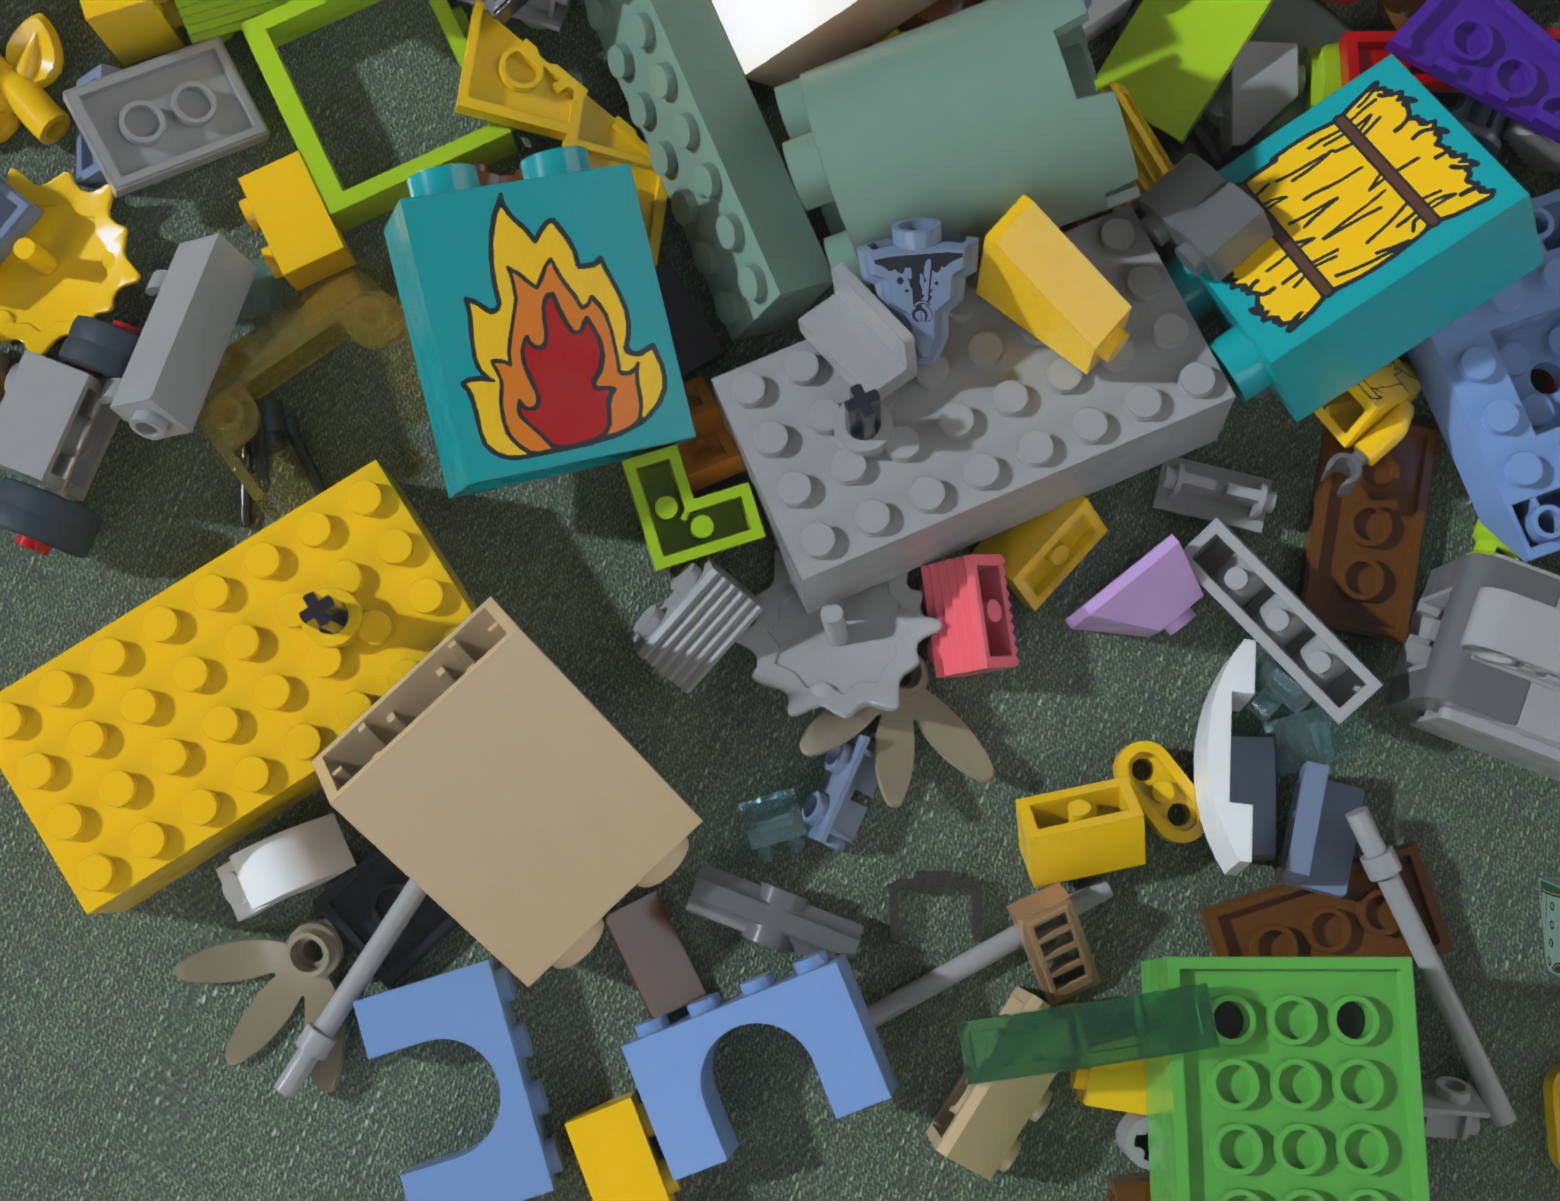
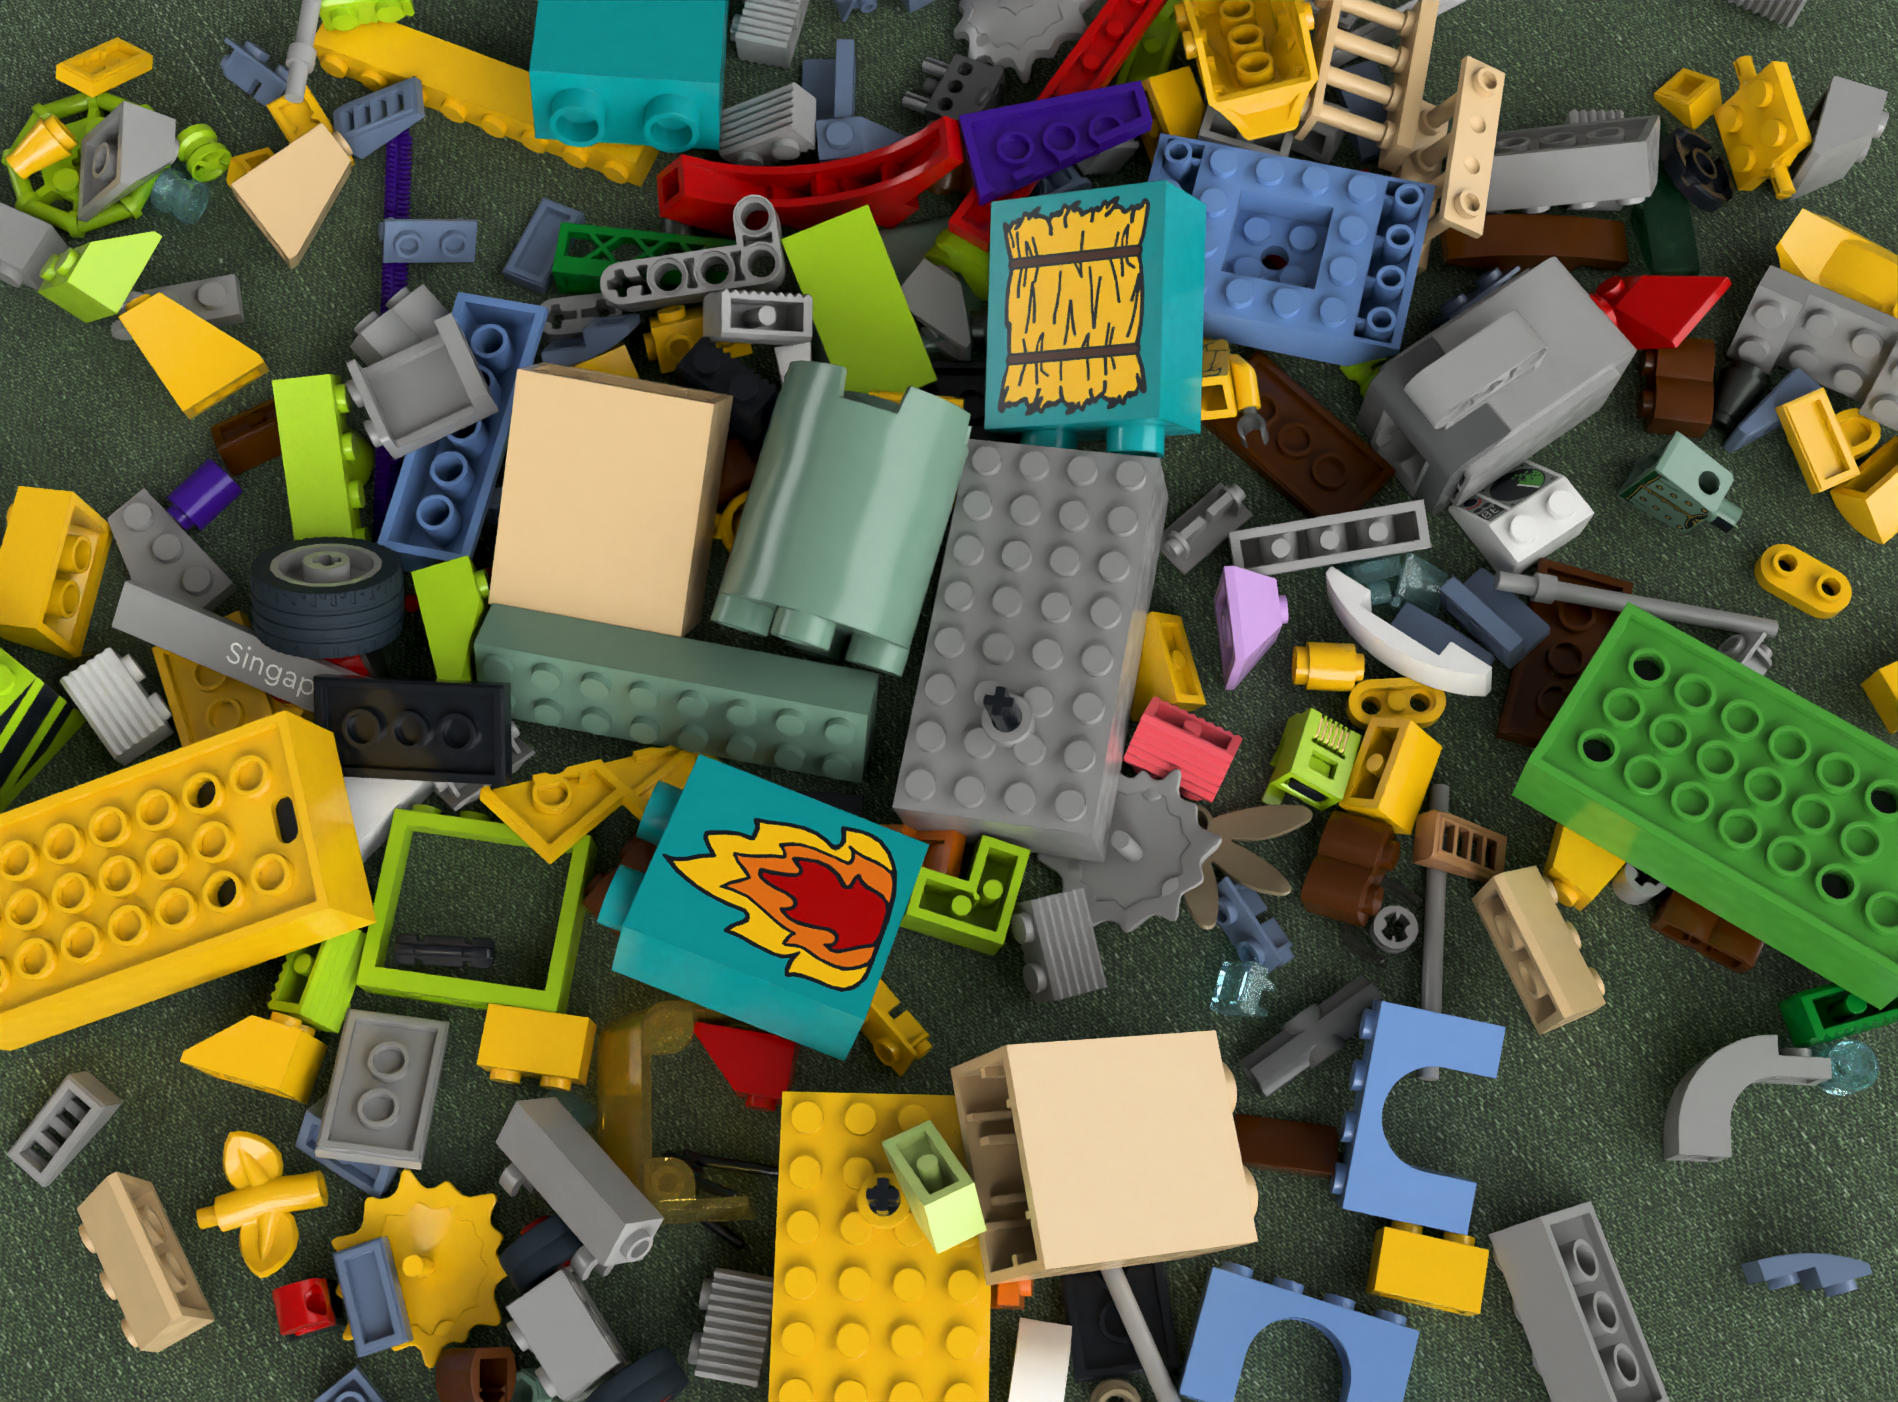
camera: 50 degrees left, 10 degrees down
(145, 565) = (734, 1328): none -> light grey brick
(316, 78) = (444, 951): none -> black axle
(364, 653) = (935, 1186): none -> yellowish green slope
(400, 420) = (752, 1062): none -> red slope
(515, 532) = (894, 1040): none -> yellow hinge
(861, 336) = (941, 677): light grey panel -> none
(921, 278) = (937, 606): sand blue rock -> none
(938, 946) = (1408, 934): none -> light grey bush
(960, 850) = (1349, 869): none -> reddish brown brick
(1044, 748) = (1312, 761): none -> lime piece
(1051, 288) = (1005, 524): yellow slope -> none
(1088, 1034) = (1547, 853): clear green slope -> none
(1152, 702) = (1327, 666): none -> yellow brick
(1203, 218) = (1019, 395): dark grey brick -> none
(1446, 797) = (1523, 517): none -> white slope

